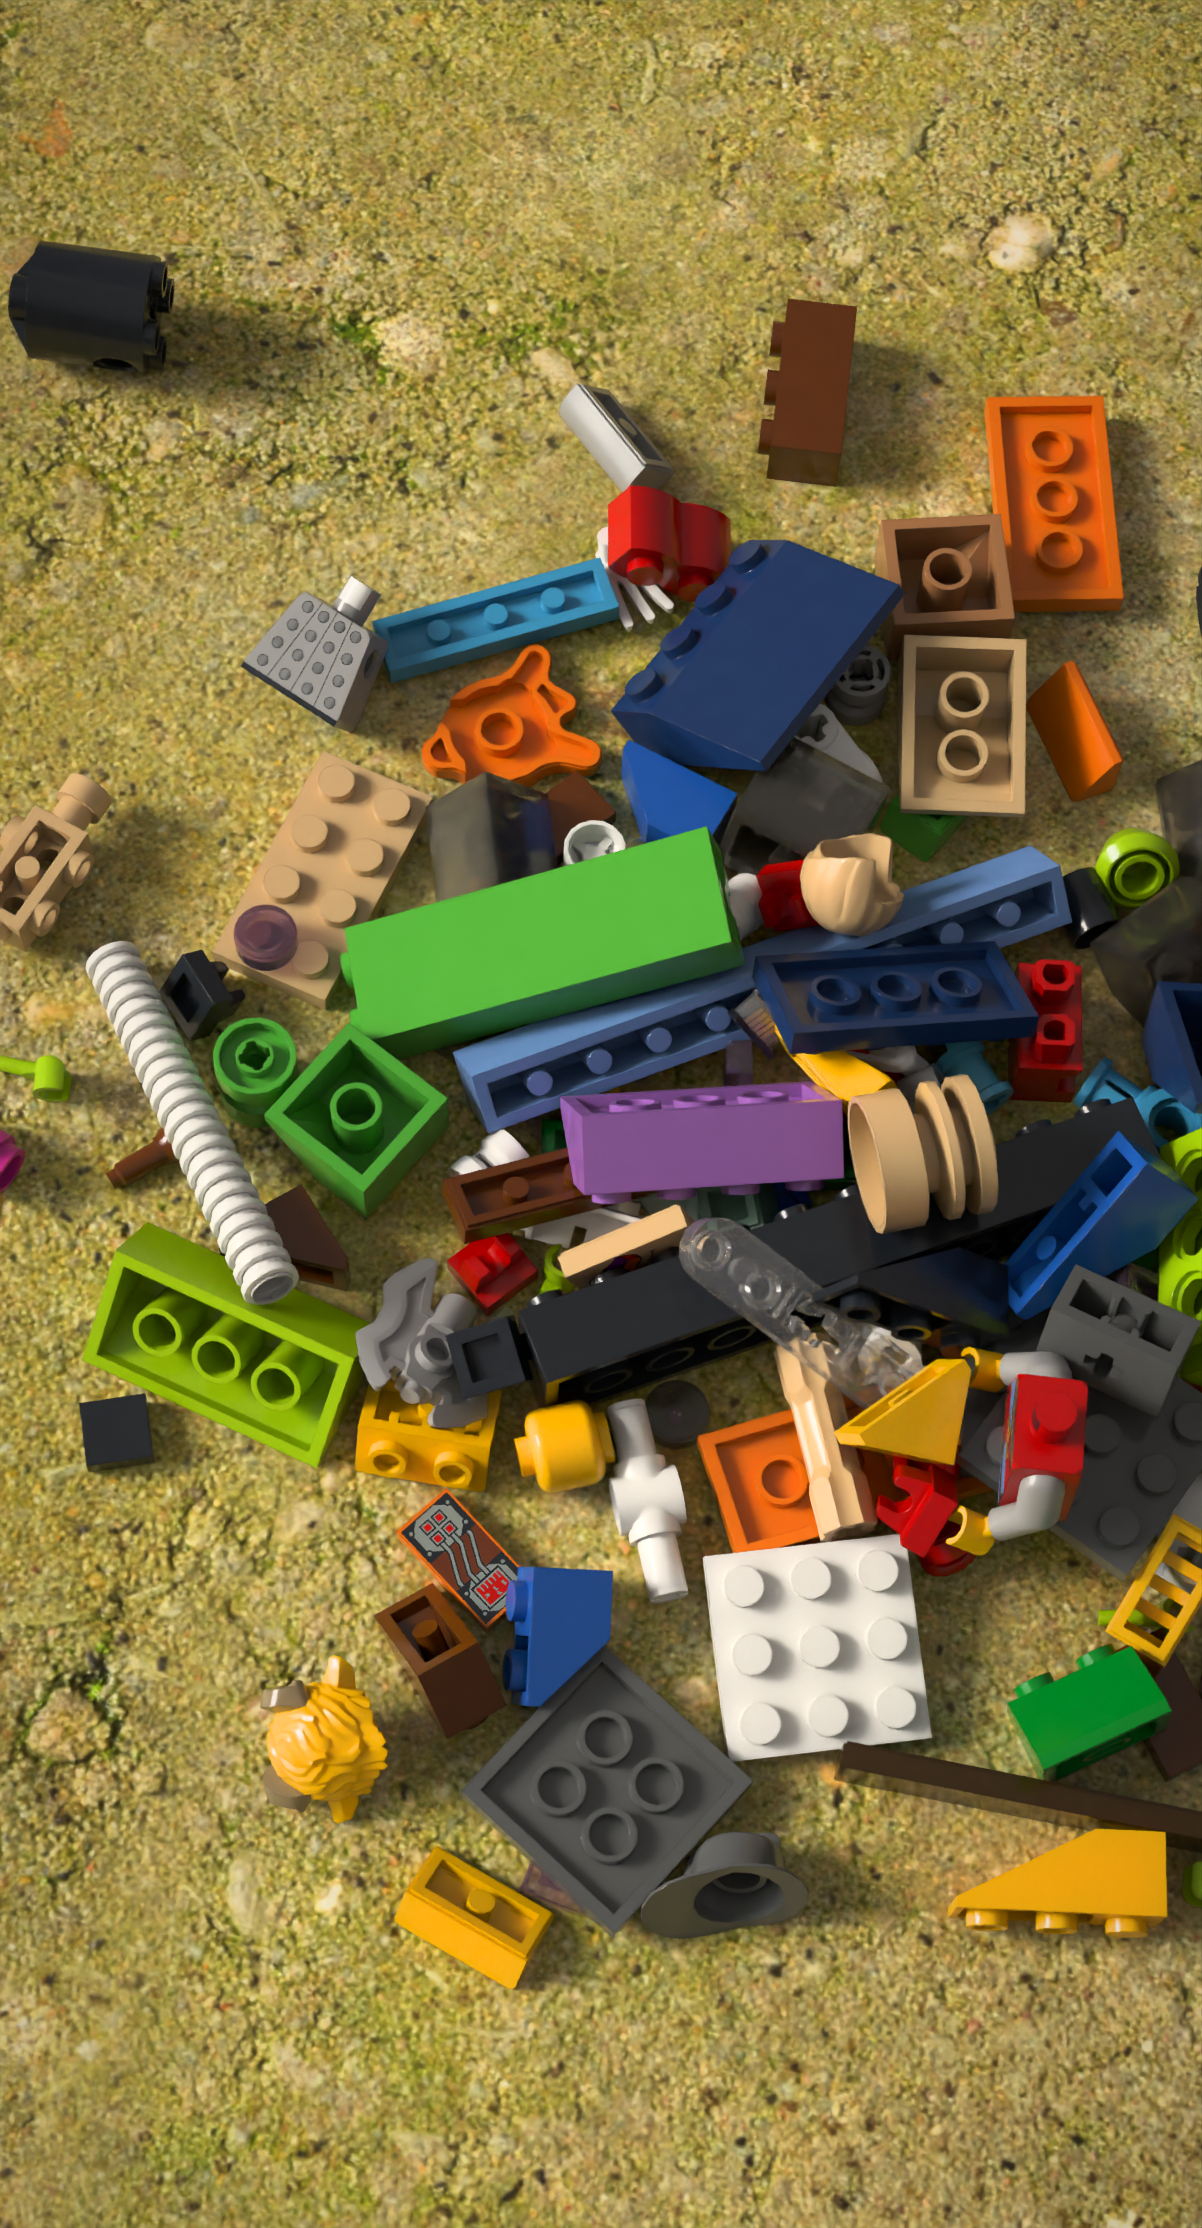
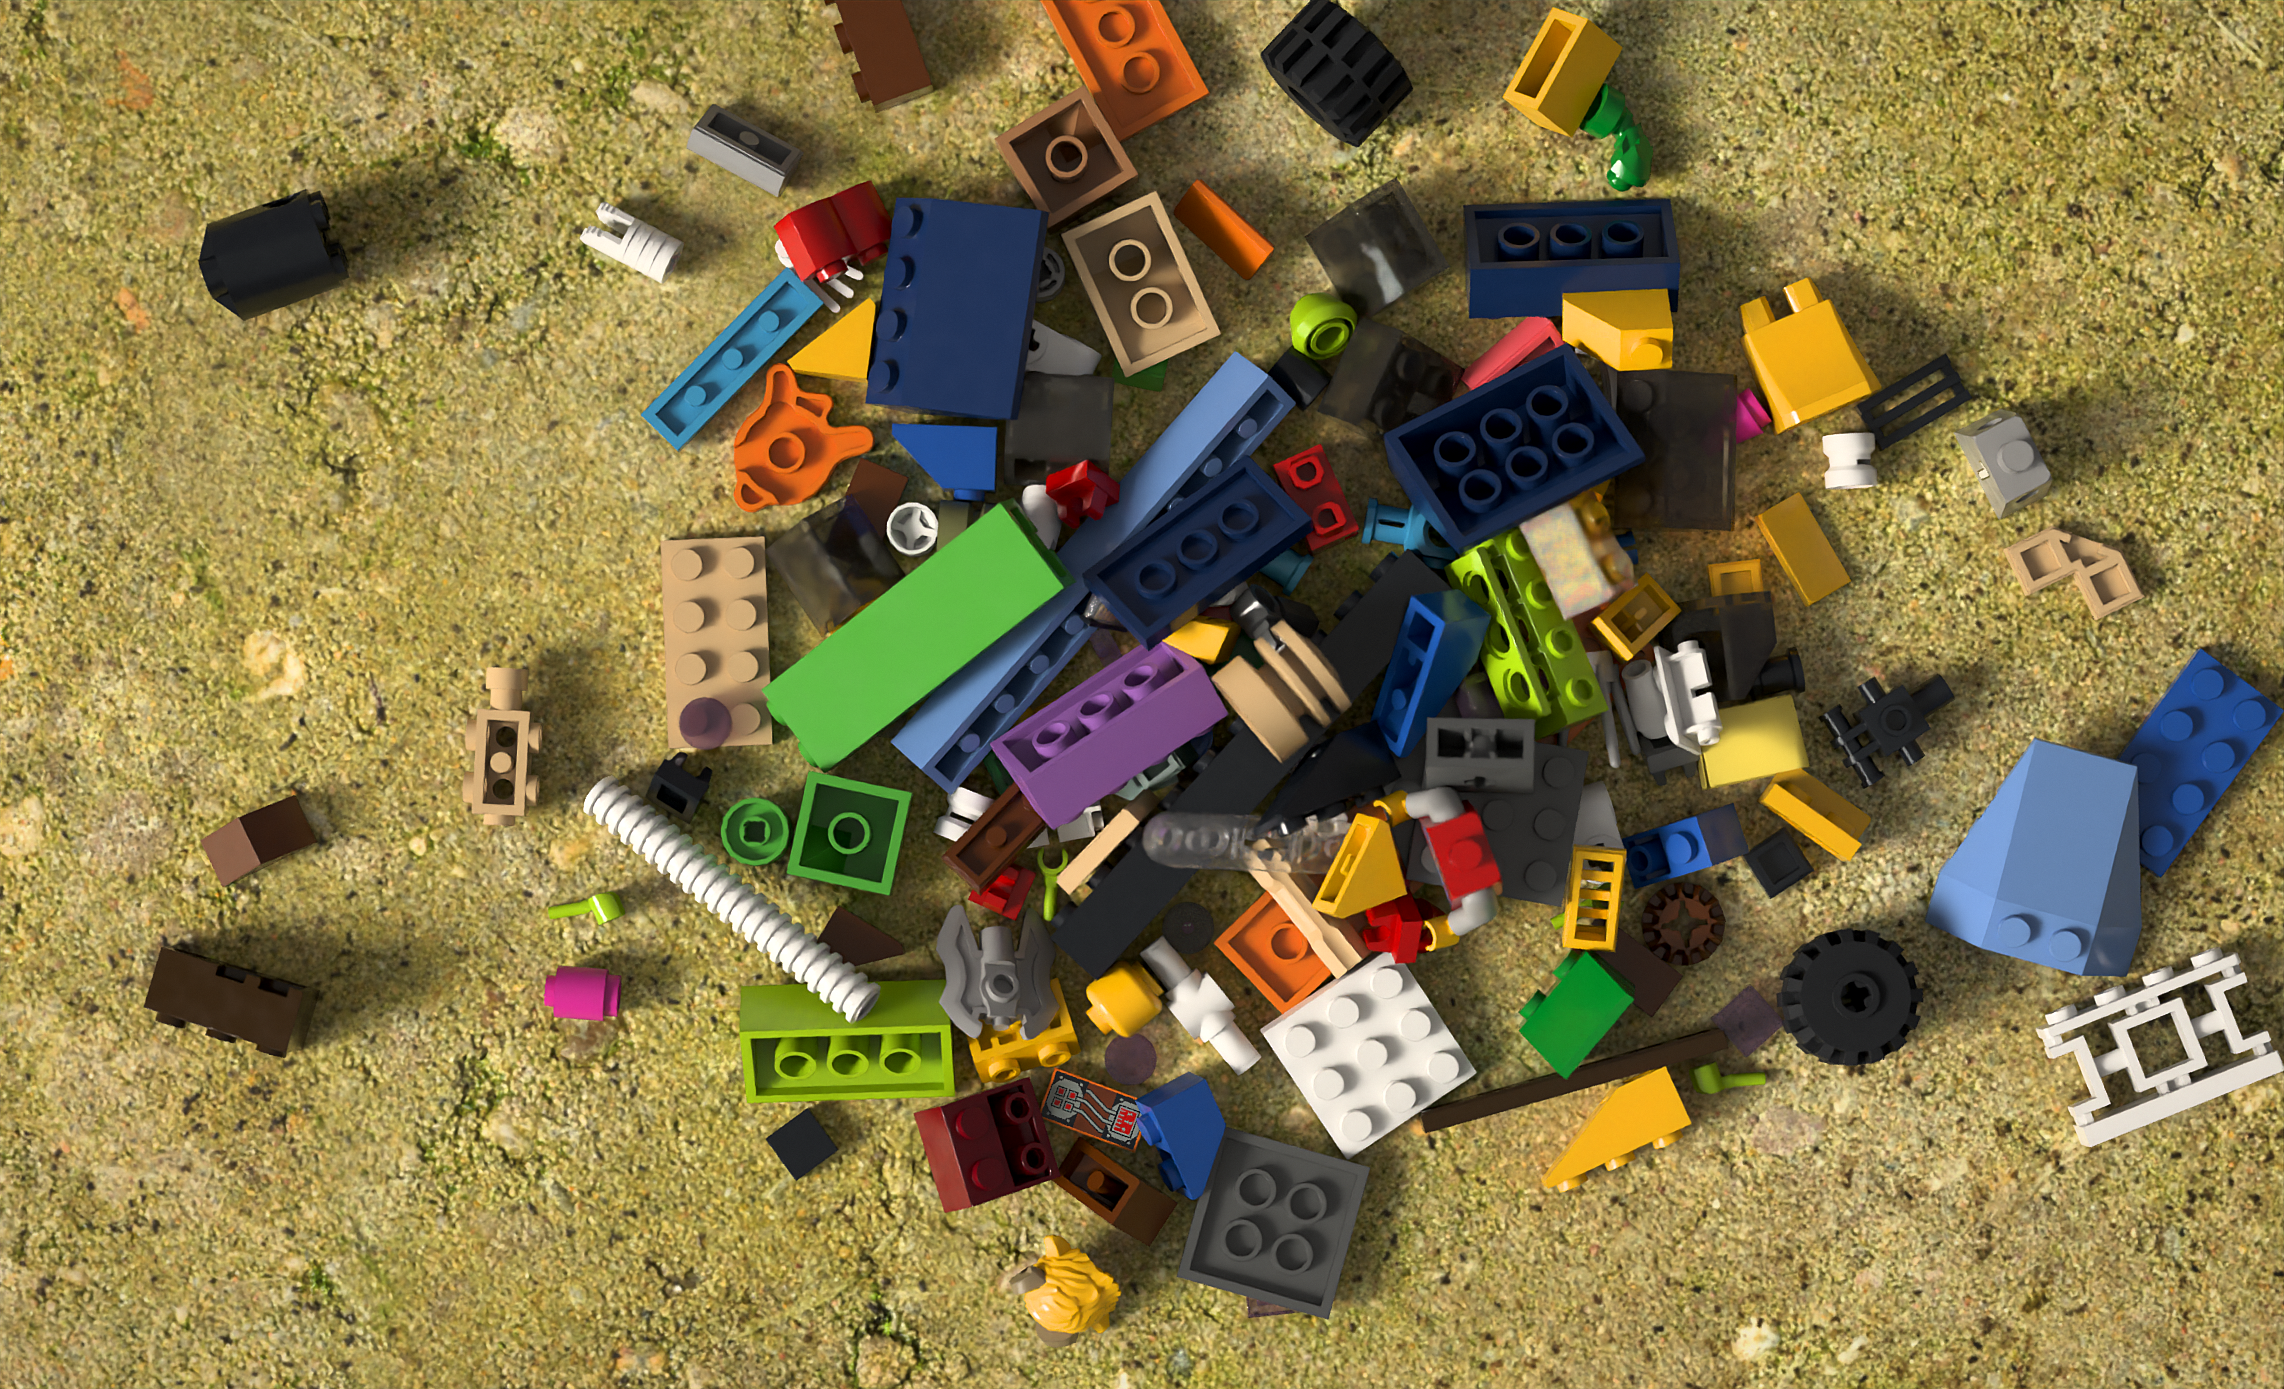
camera: 25 degrees left, 20 degrees up
(143, 1161) = (706, 937): reddish brown piece -> none
(322, 1530) = (987, 1145): none -> dark red slope
(324, 654) = (623, 468): light grey torso -> none
(458, 473) = (642, 246): none -> white hinge
(473, 1917) = (1226, 1349): yellow slope -> none
(489, 1357) = (1043, 973): black tile -> none
(536, 1525) = (1130, 1059): none -> tile
(607, 655) = (843, 349): none -> yellow slope
(727, 1886) = (1385, 1244): dark grey piece -> none
(851, 884) = (1124, 479): tan hair -> none

